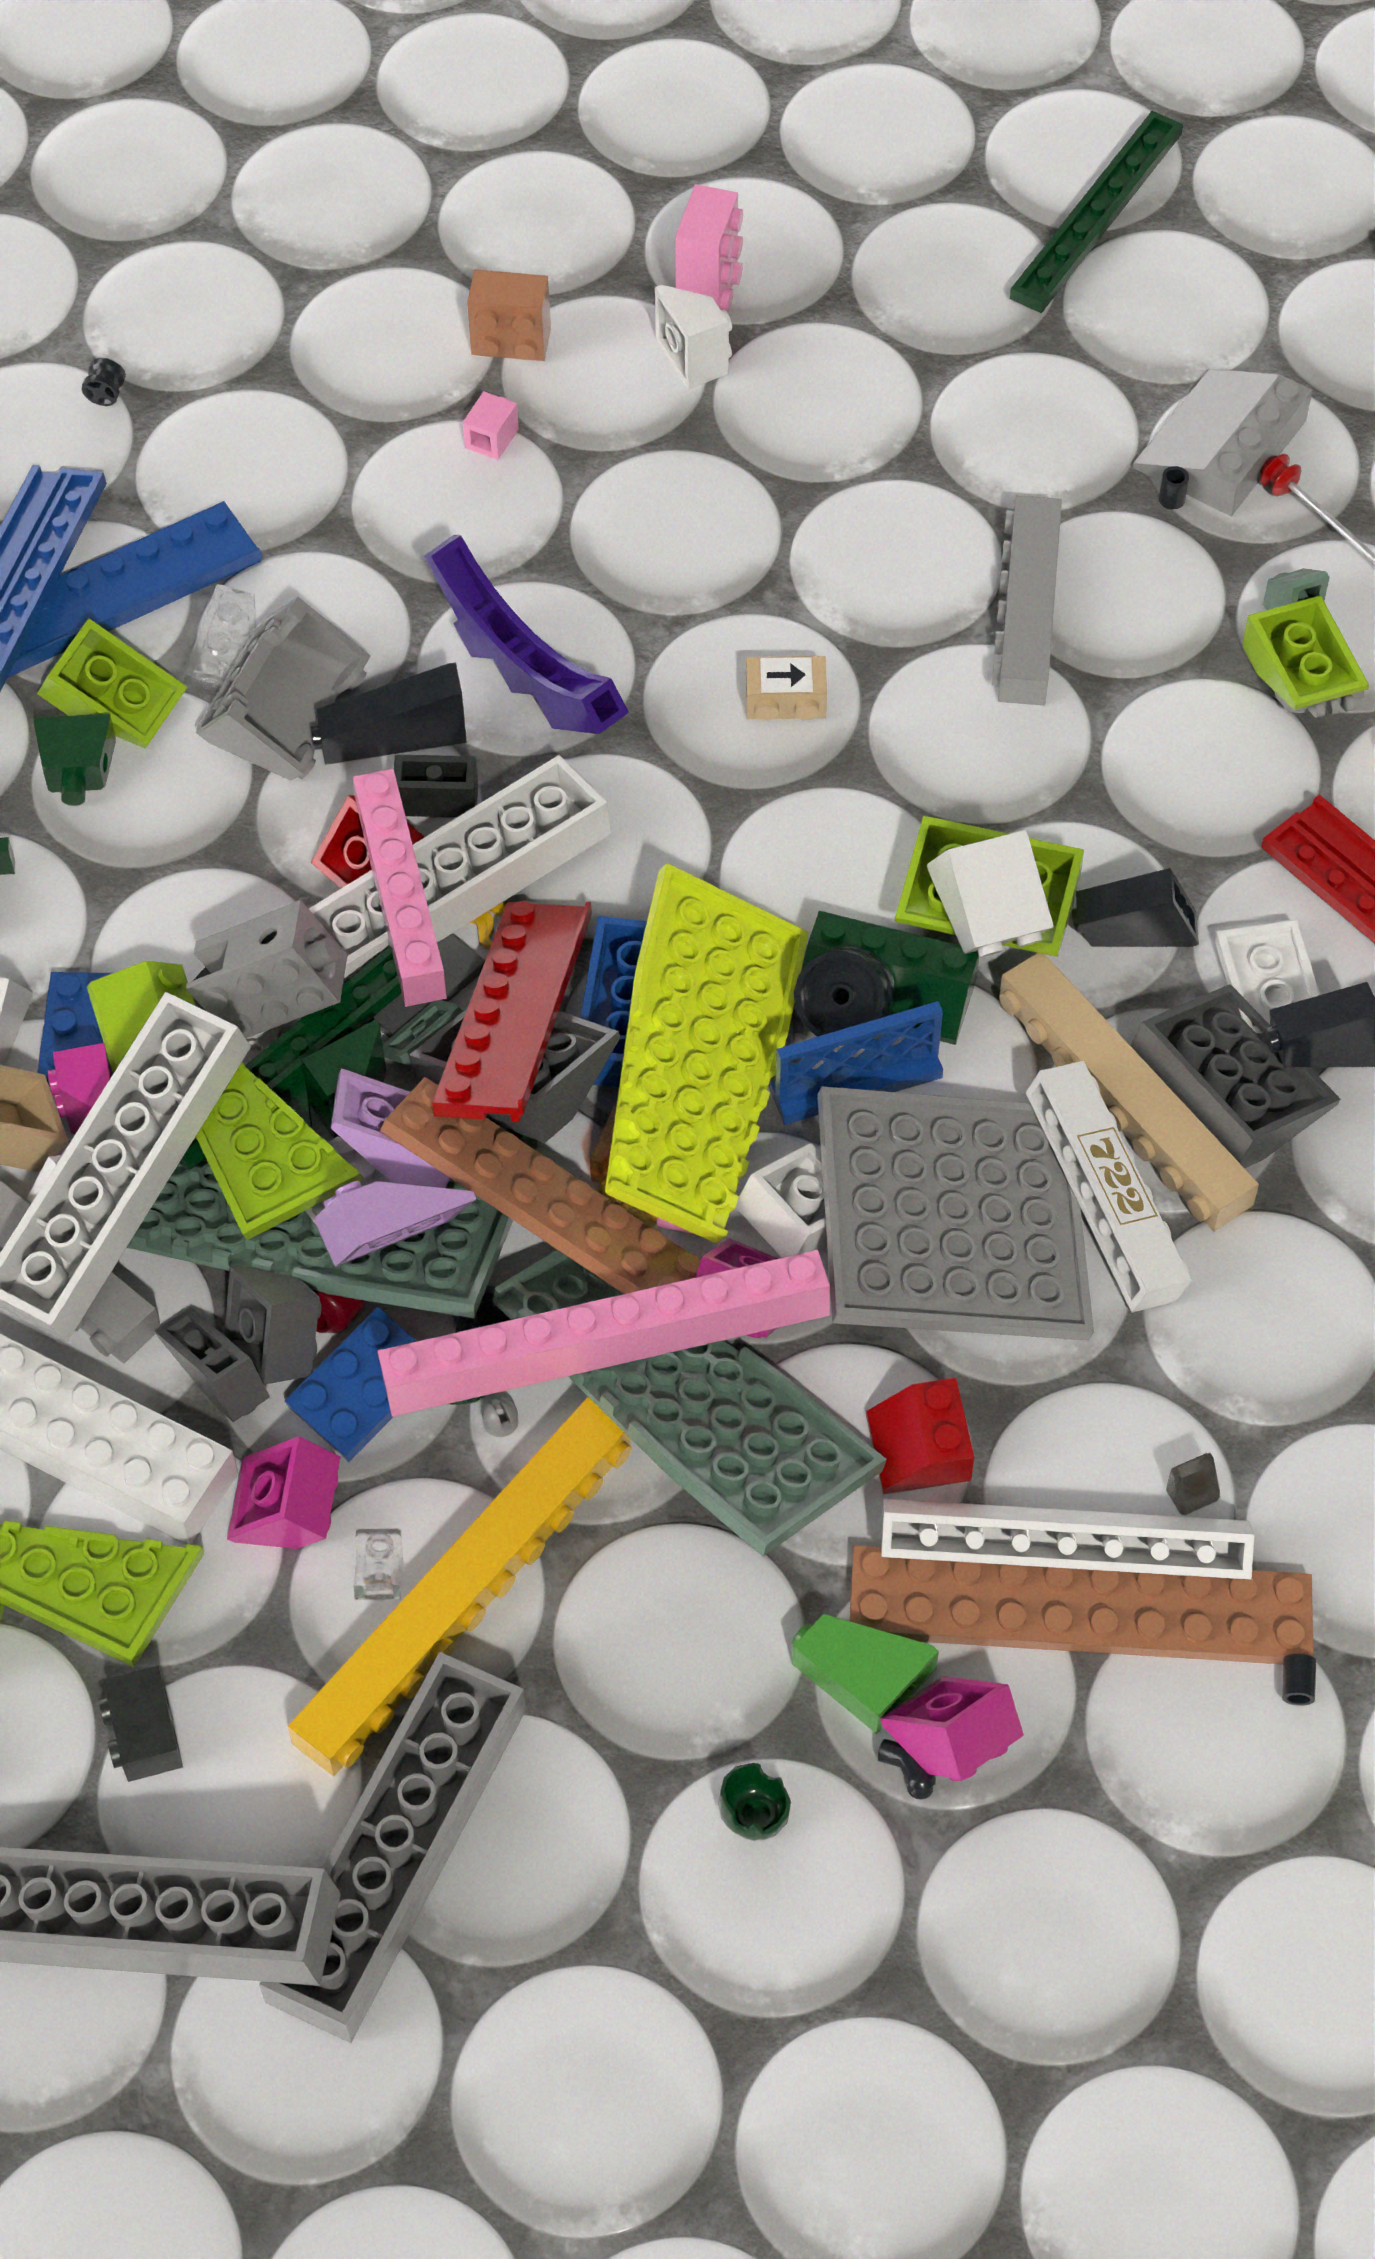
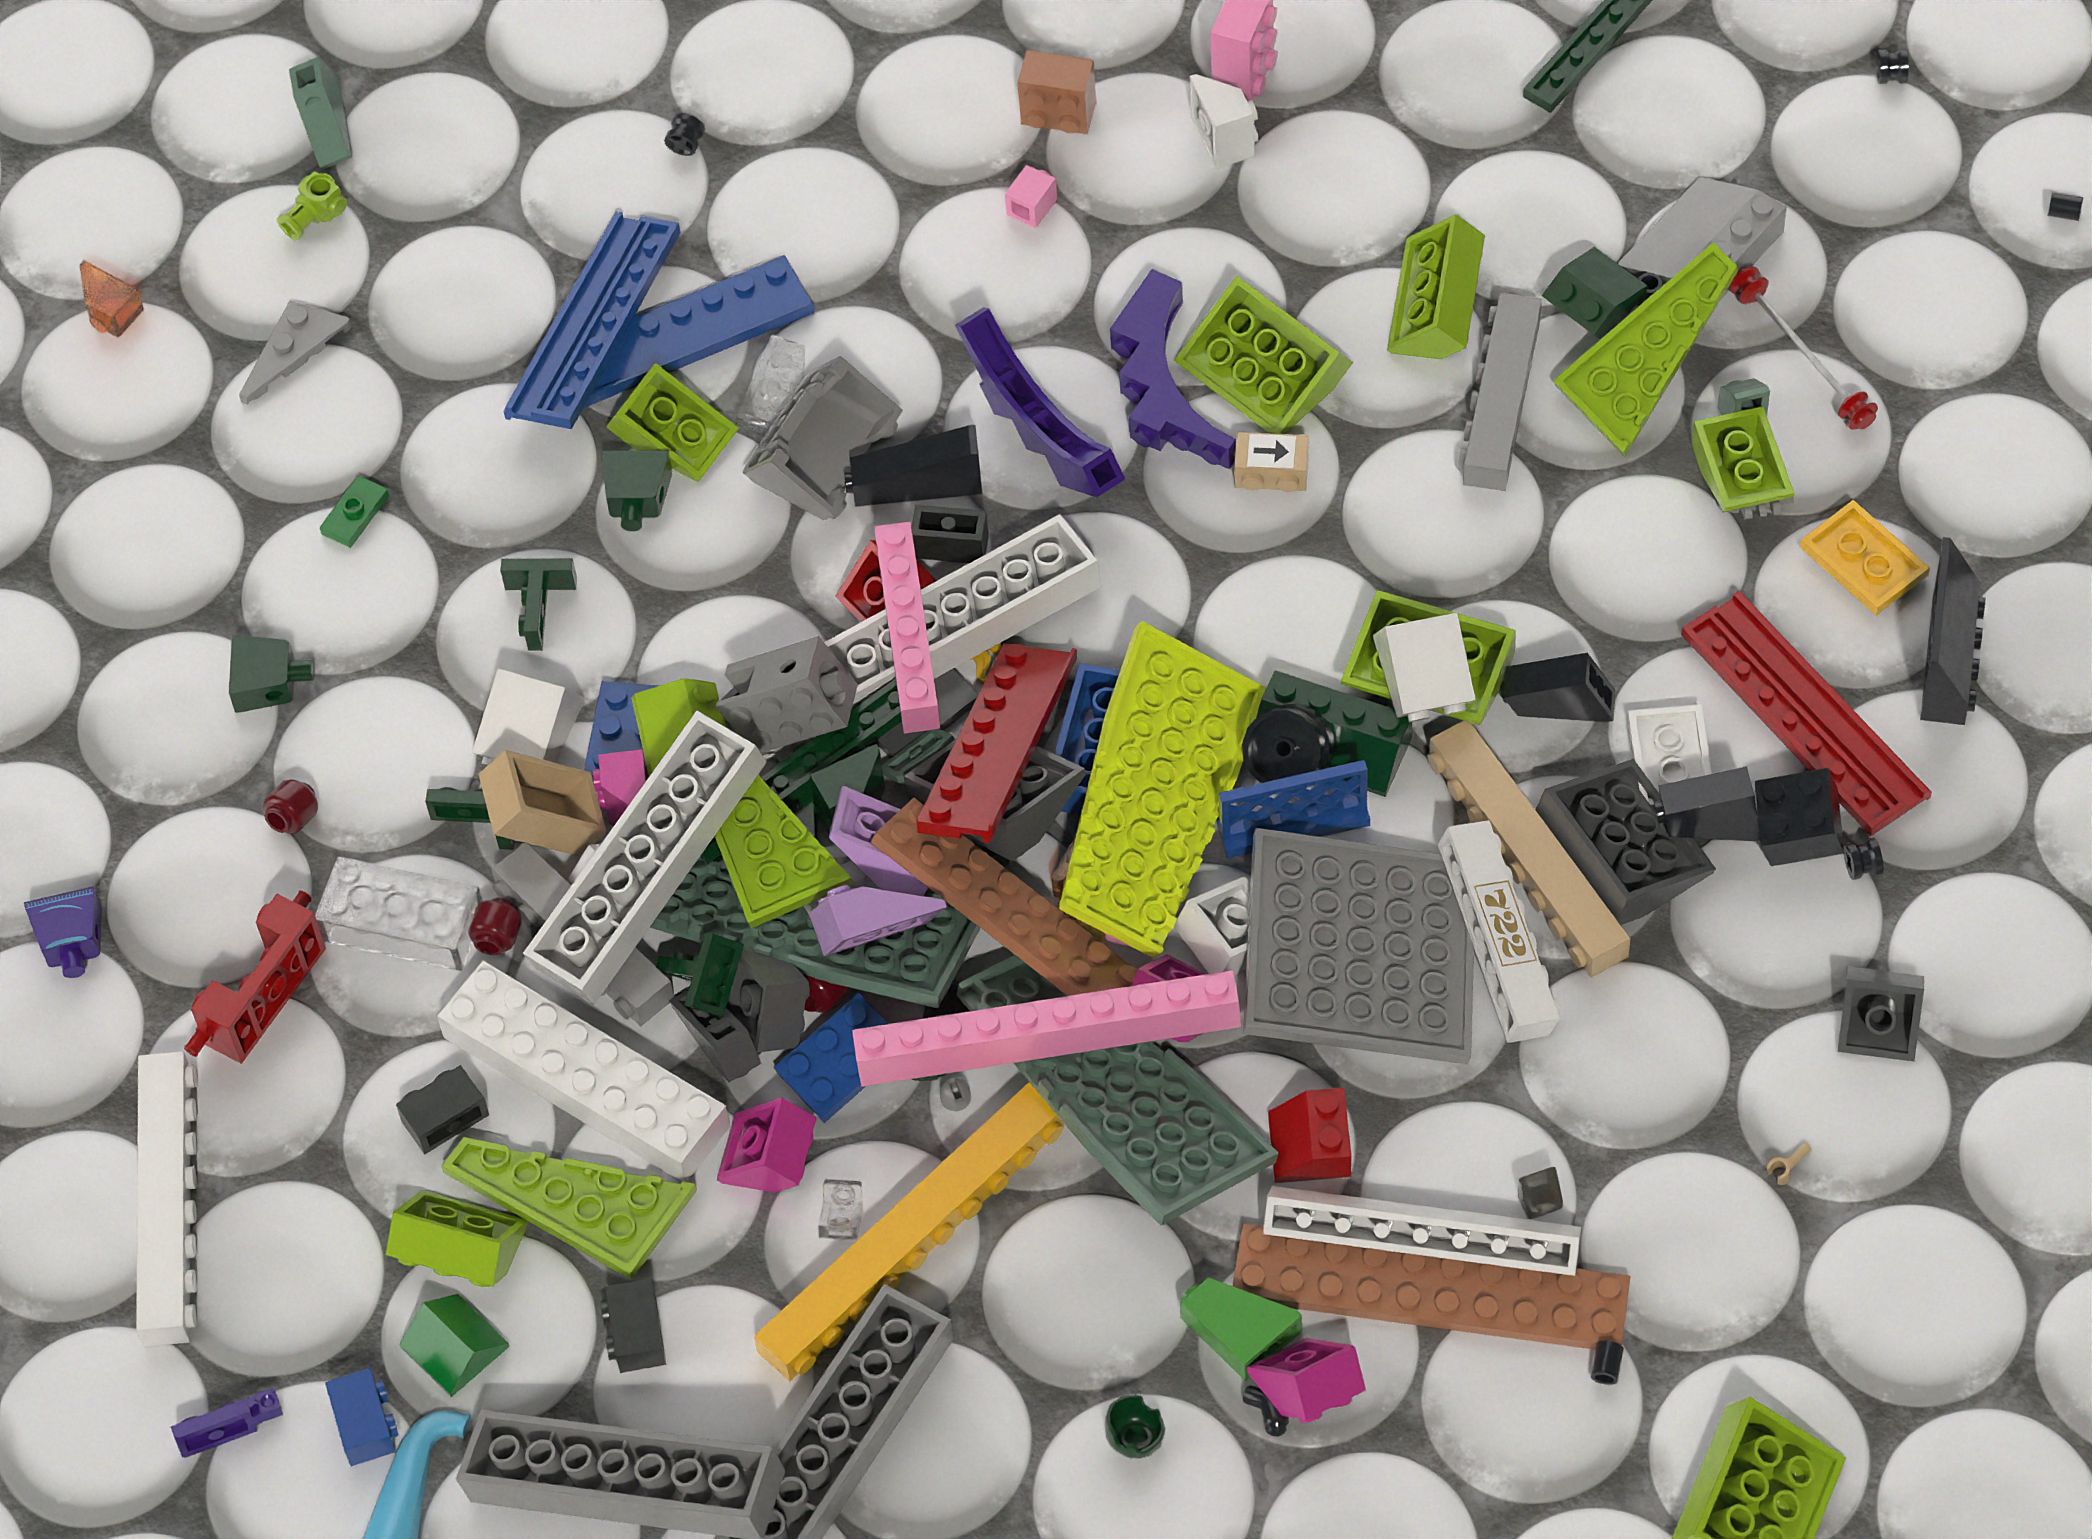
camera: 10 degrees right, 0 degrees up
(201, 1295) = (709, 972): none -> dark green bracket
(637, 608) = (1145, 378): none -> dark purple arch
(763, 579) = (1262, 359): none -> lime slope
(944, 498) = (1436, 290): none -> lime slope
(1118, 491) = (1595, 292): none -> dark green slope
(1171, 560) = (1634, 363): none -> lime wing

